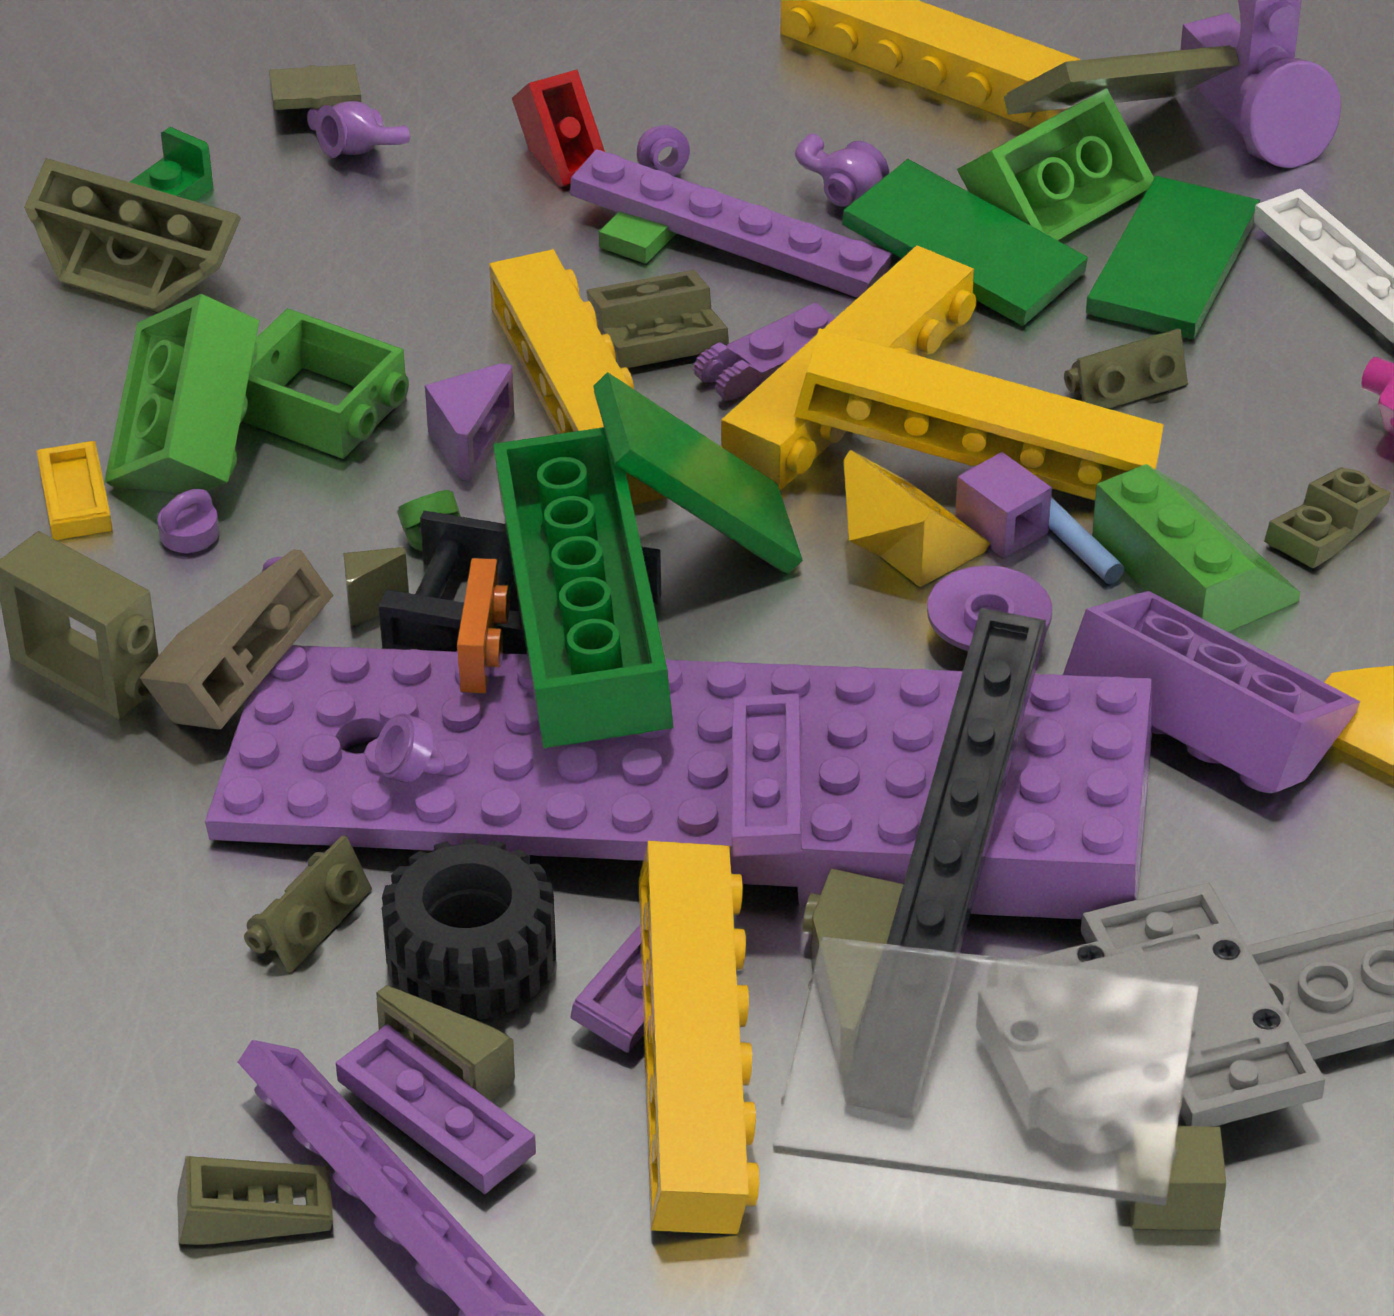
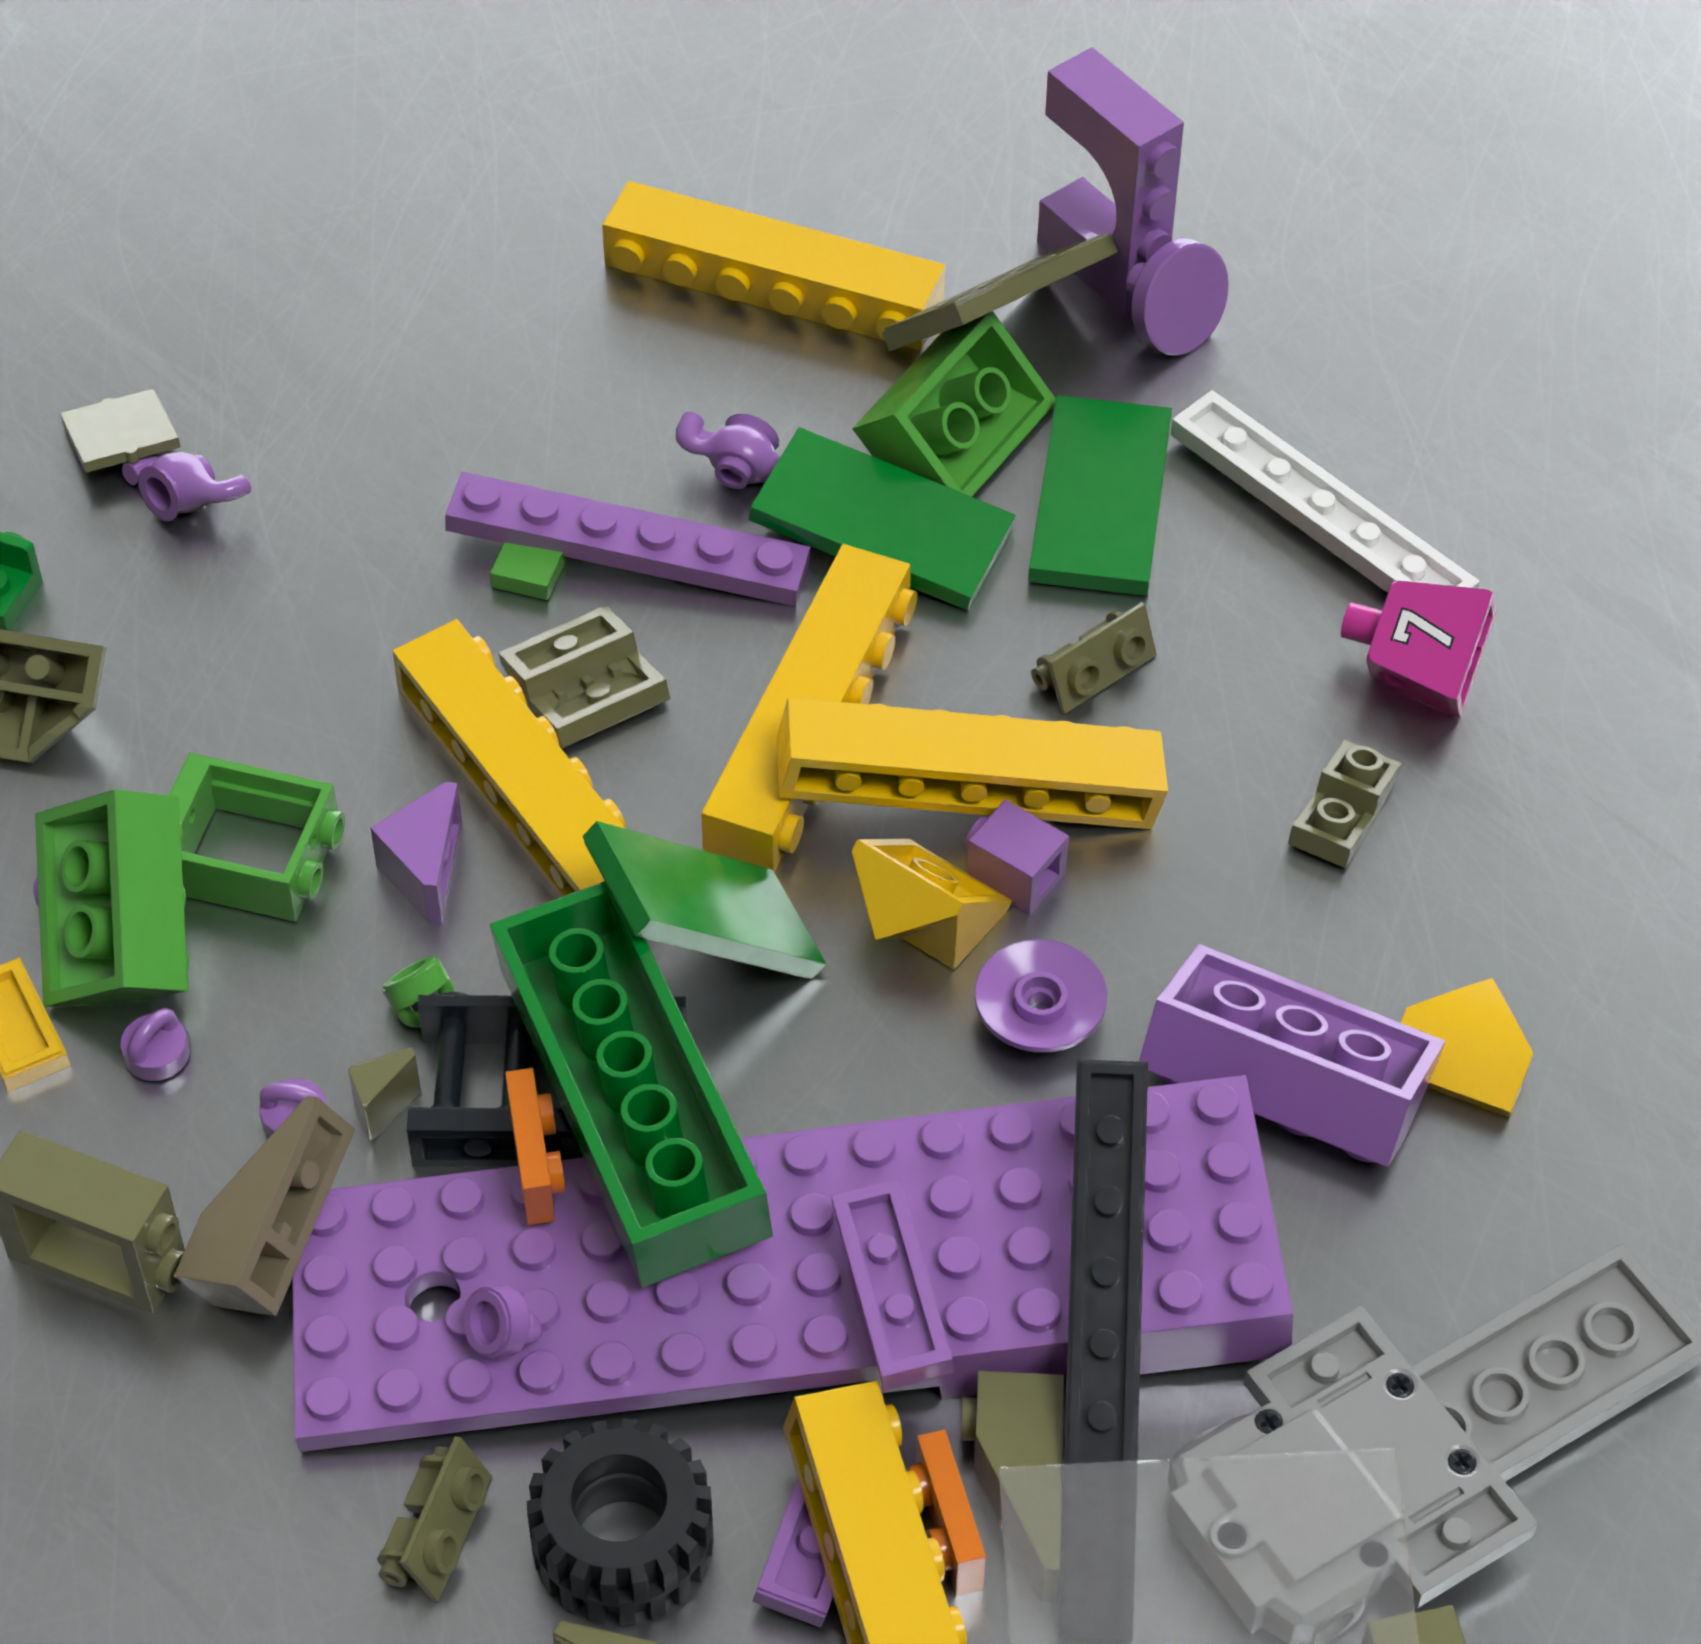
camera: 15 degrees left, 10 degrees up
(558, 124) = (411, 445): red slope -> none
(658, 138) = (528, 454): medium lavender plate -> none
(755, 357) = (716, 697): medium lavender hinge -> none
(770, 1001) = (950, 1512): none -> orange plate
(1084, 544) = (1109, 885): light blue bar -> none
(1185, 550) = (1218, 880): bright green slope -> none

